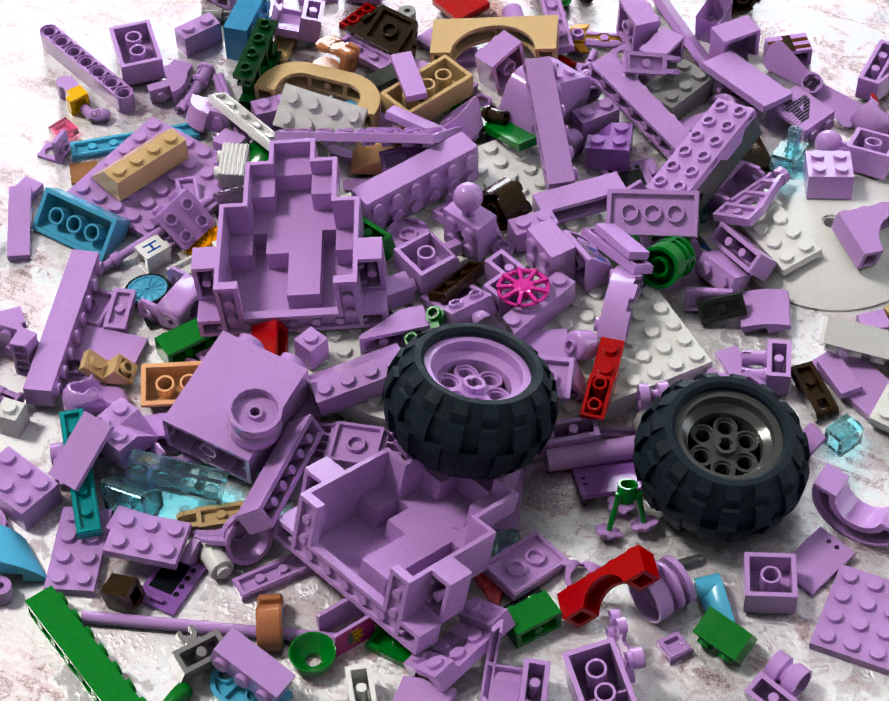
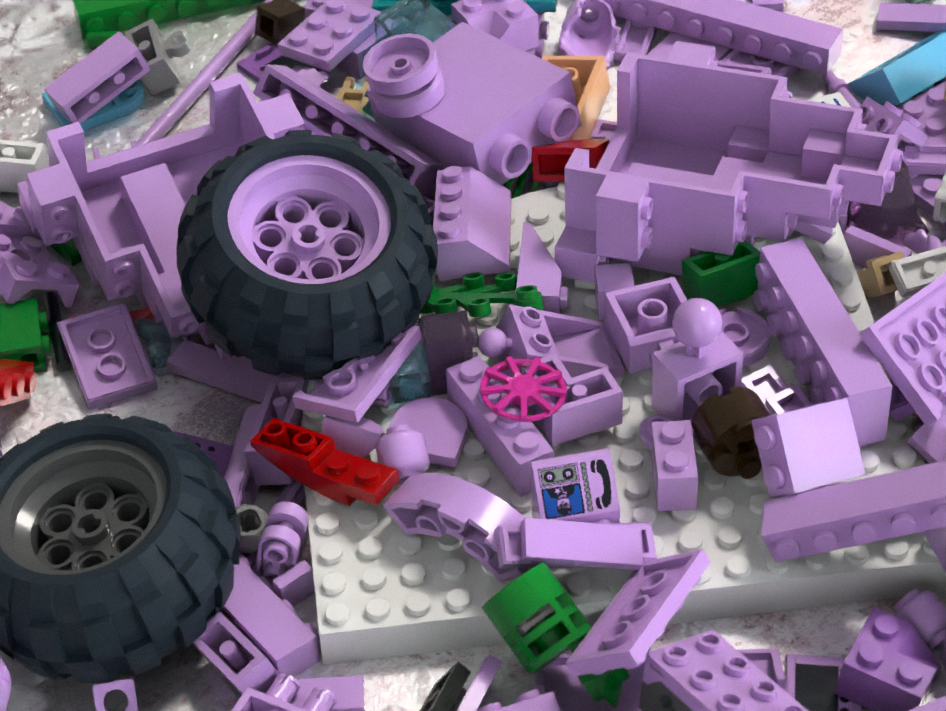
camera: 110 degrees right, 5 degrees down
(115, 371) = (635, 38): tan slope -> none
(270, 622) = (165, 112): nougat animal -> none
(311, 347) = (542, 187): lavender brick -> none
(312, 645) = (106, 136): green piece -> none
(457, 282) = (595, 348): dark brown tile -> none
(510, 166) = (808, 447): none -> lavender brick
(550, 249) = (609, 430): lavender brick -> none
(570, 567) = (77, 399): lavender piece -> none
(578, 198) = (728, 541): lavender brick -> none

